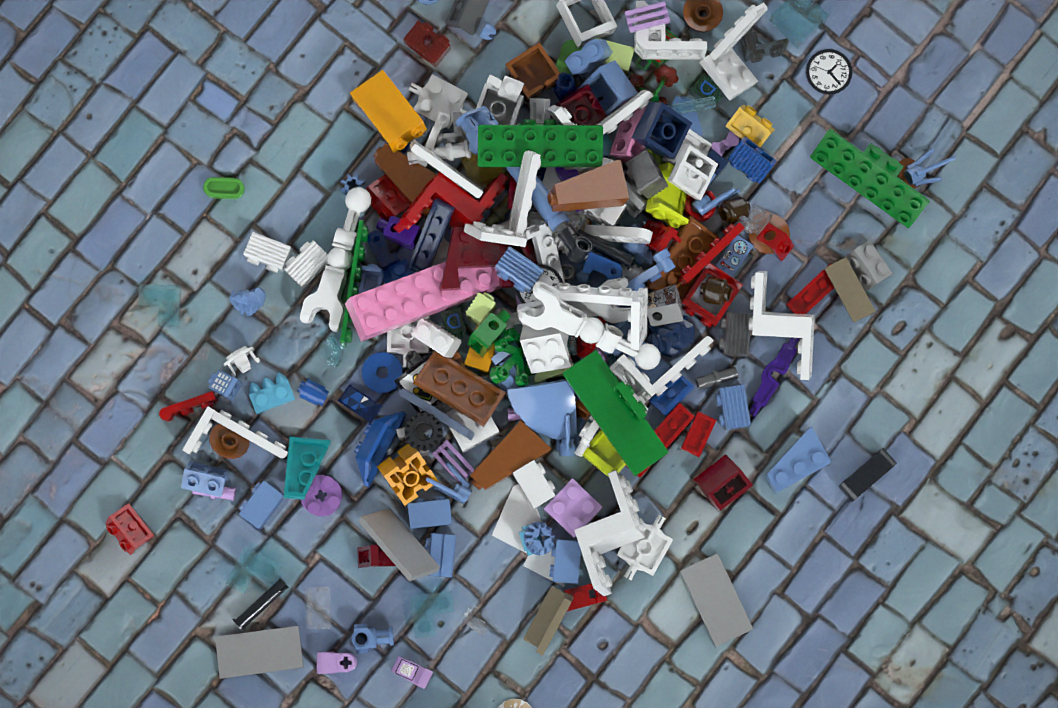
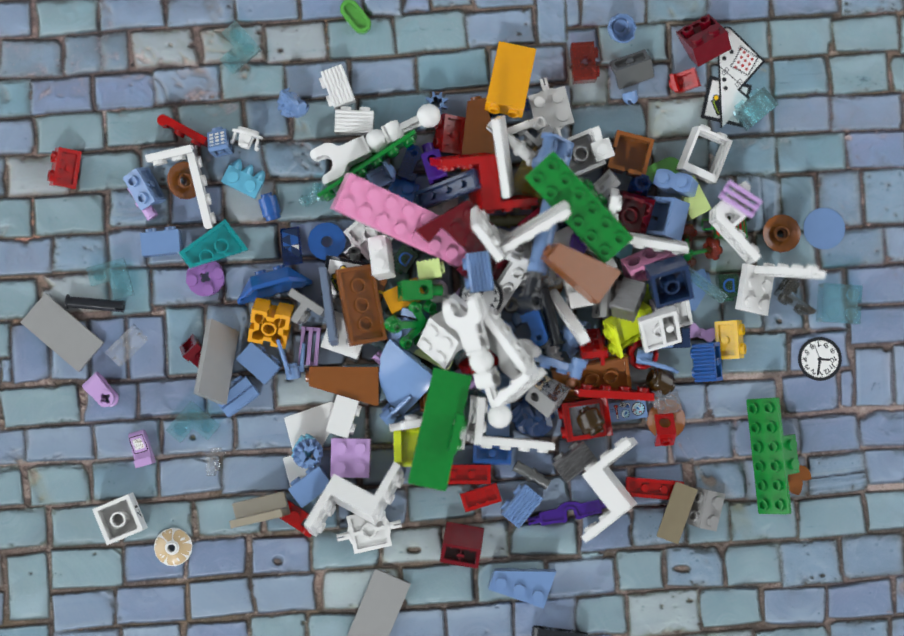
camera: 50 degrees right, 5 degrees up
(372, 637) = (141, 400): medium blue connector -> none
(414, 422) = (294, 308): black tyre -> none
(915, 174) = (801, 485): medium blue plant -> none

